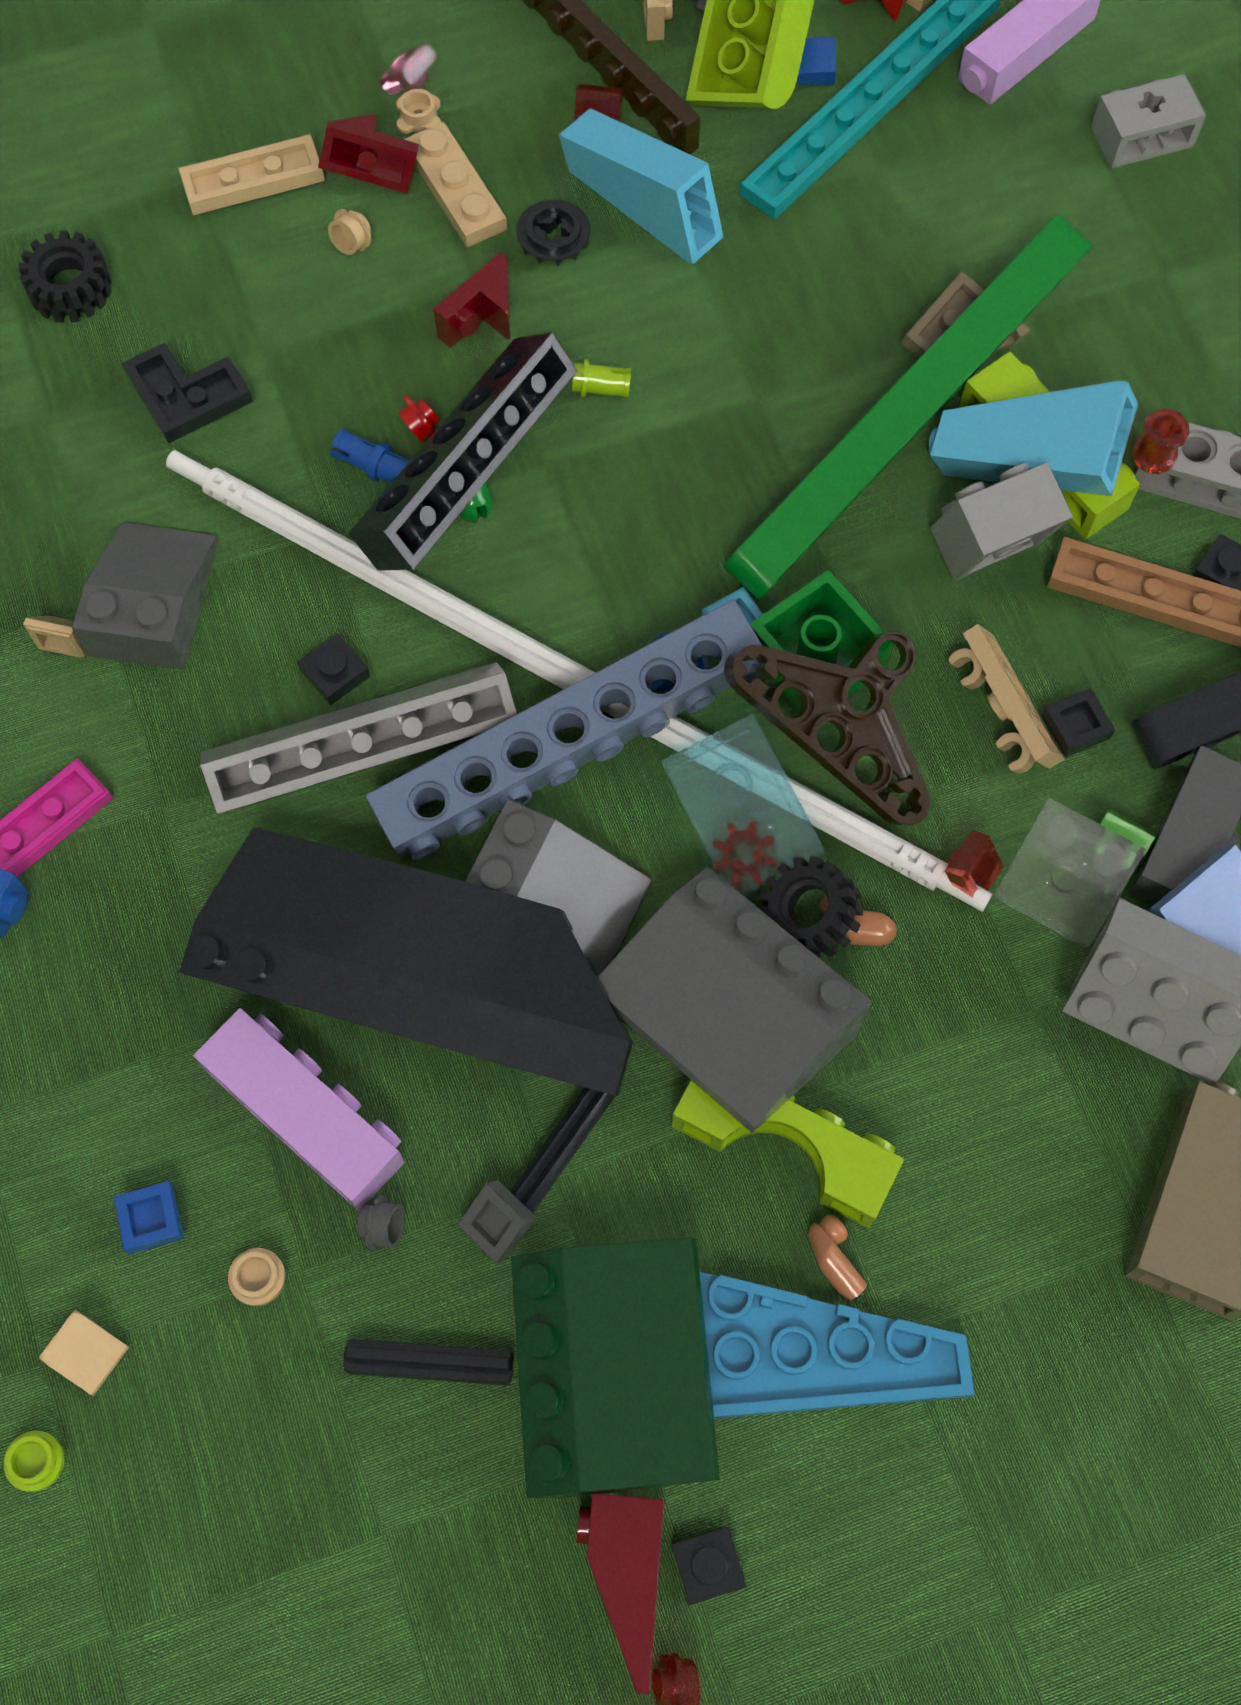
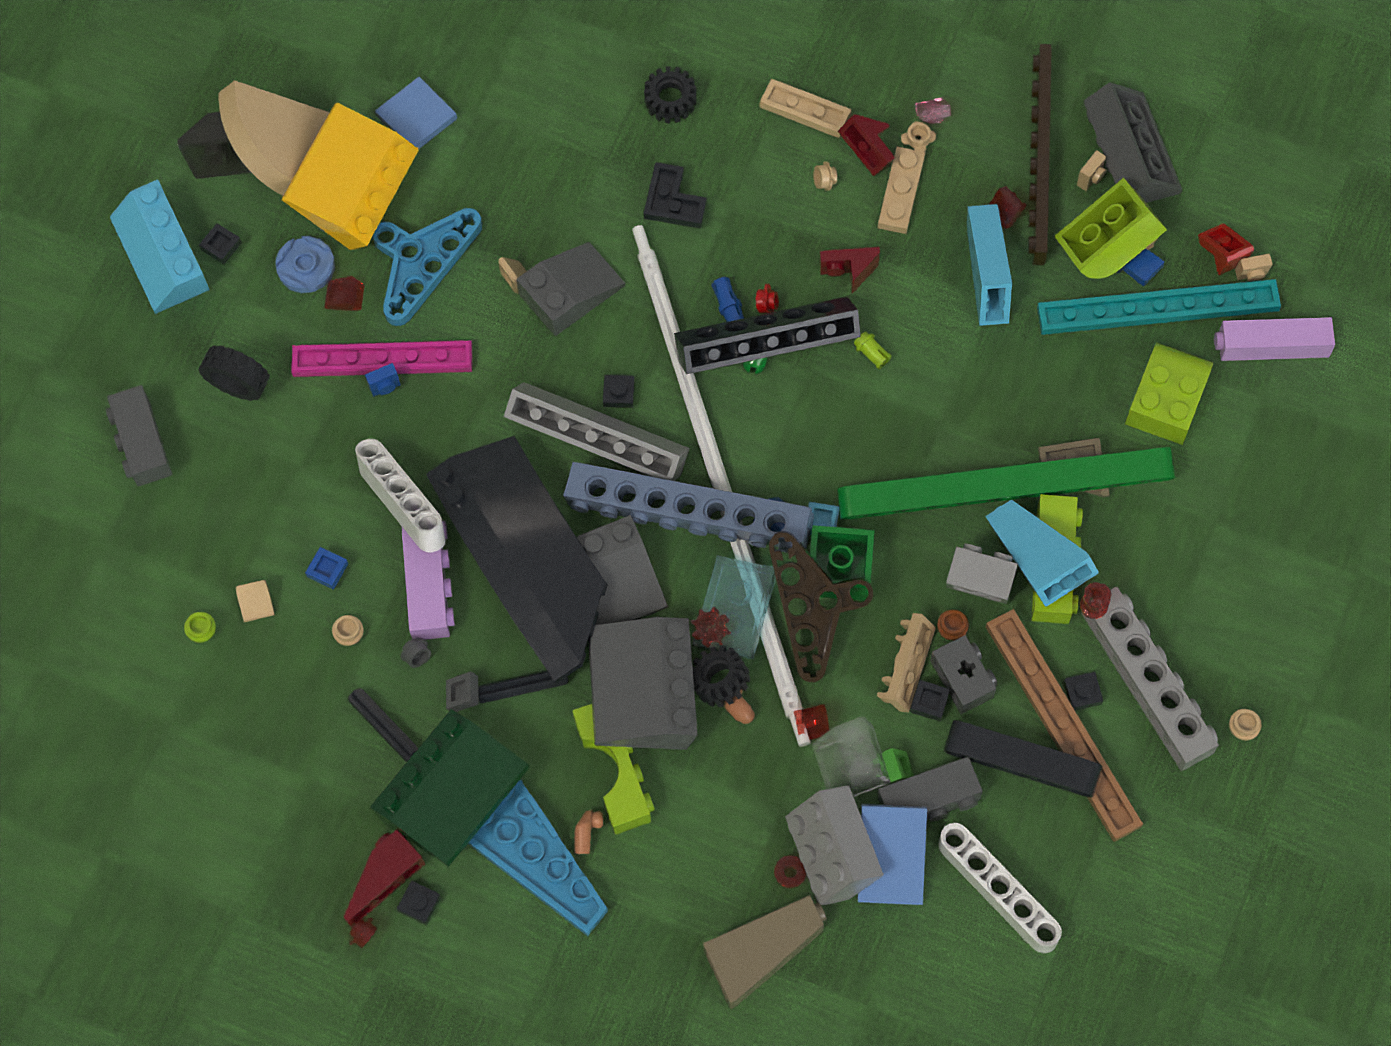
camera: 45 degrees right, 0 degrees up
(172, 1029) = (400, 495): none -> white beam
(542, 220) = (928, 243): black gear -> none
(982, 171) = (1169, 393): none -> lime brick
(1010, 614) = (952, 624): none -> dark orange plate
(1062, 667) = (964, 691): none -> dark grey brick
(1140, 1065) = (789, 862): none -> clear red plate
(1147, 120) = (1271, 435): light grey brick -> none

